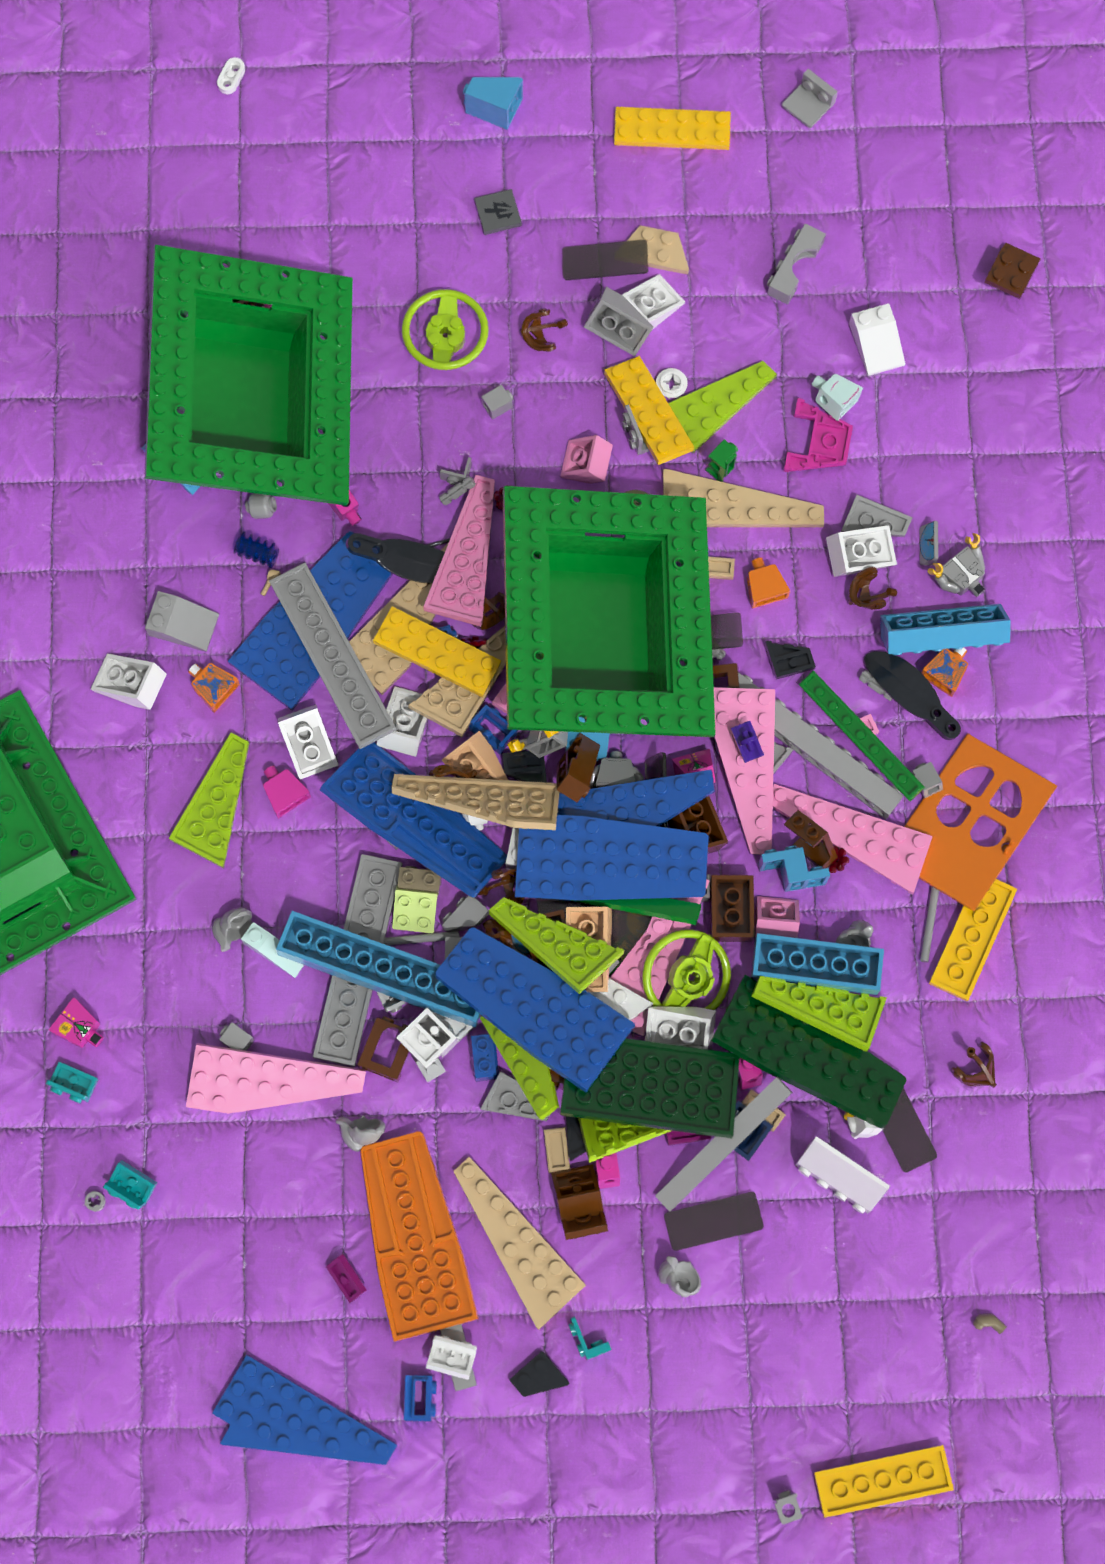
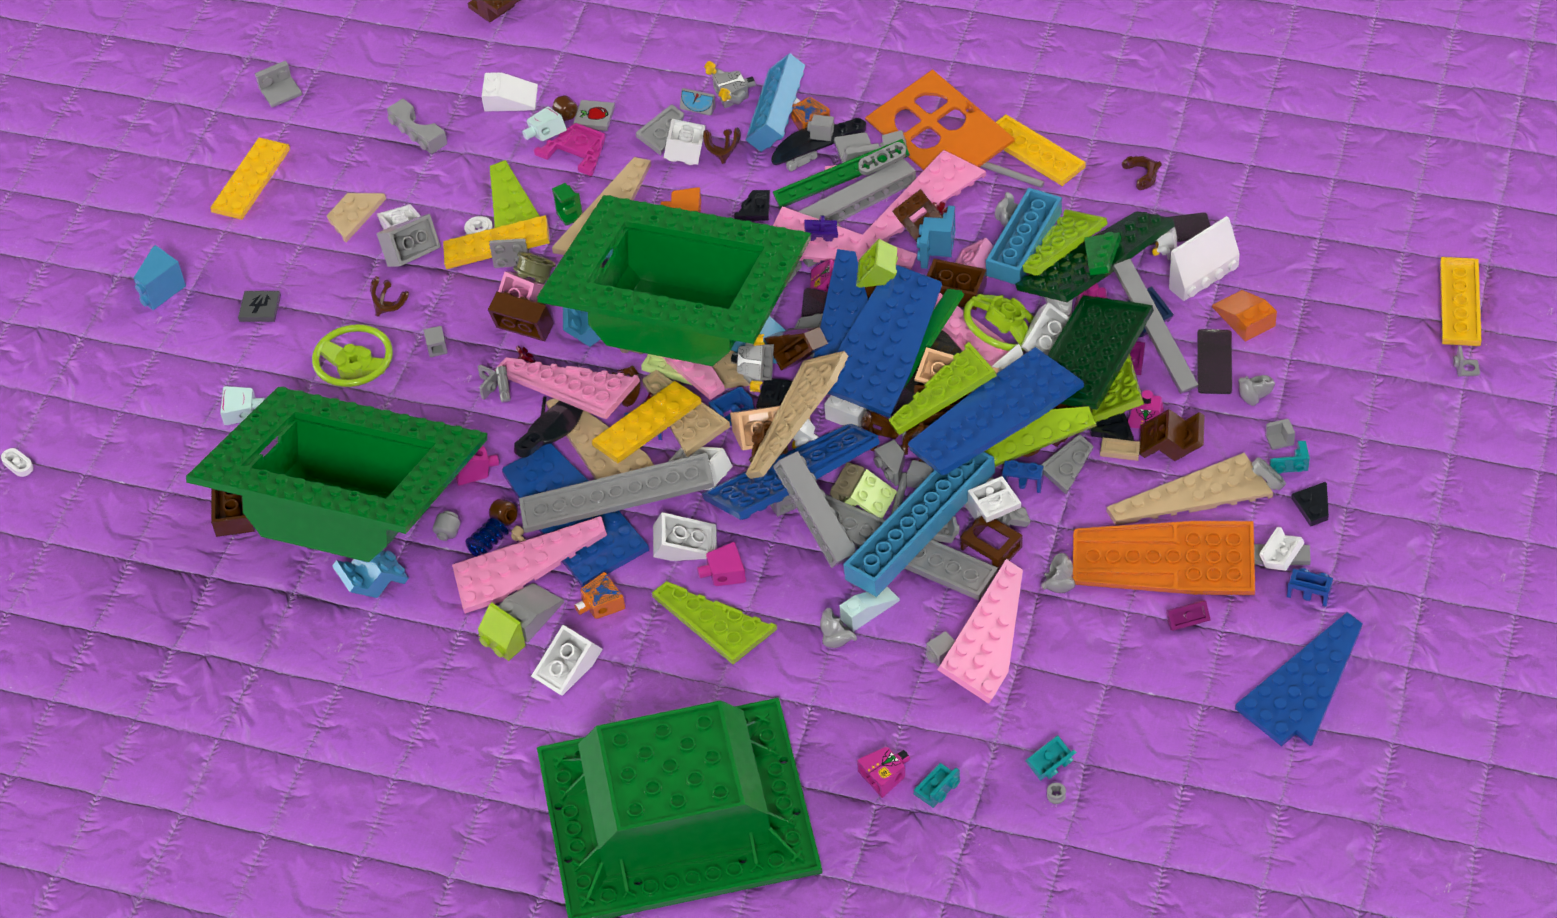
camera: 65 degrees left, 25 degrees down
(138, 608) = (501, 632): none -> lime slope
(221, 583) = (503, 571): none -> bright pink wing
(292, 553) = (503, 511): none -> reddish brown head
(358, 248) = (238, 404): none -> light aqua torso
(358, 859) = (815, 509): none -> light grey brick
(547, 464) = (520, 316): none -> reddish brown brick
(558, 1319) = (1263, 469): none -> light grey plate
(605, 260) = (345, 244): clear smoke piece -> none
(619, 462) = (534, 266): none -> olive wheel
(621, 1318) = (1280, 434): none -> light grey panel
(692, 821) = (877, 265): none -> lime slope
(792, 1237) = (1246, 314): none -> orange slope
(799, 1057) = (1101, 251): none -> green wing
(871, 406) = (565, 107): none -> reddish brown head
(876, 440) = (595, 114): none -> light grey tile
(881, 759) = (885, 151): none -> light grey beam
(908, 738) = (854, 146): none -> light grey bracket
(919, 691) = (821, 127): none -> light grey brick
(988, 1320) = (1349, 209): dark tan arm -> none

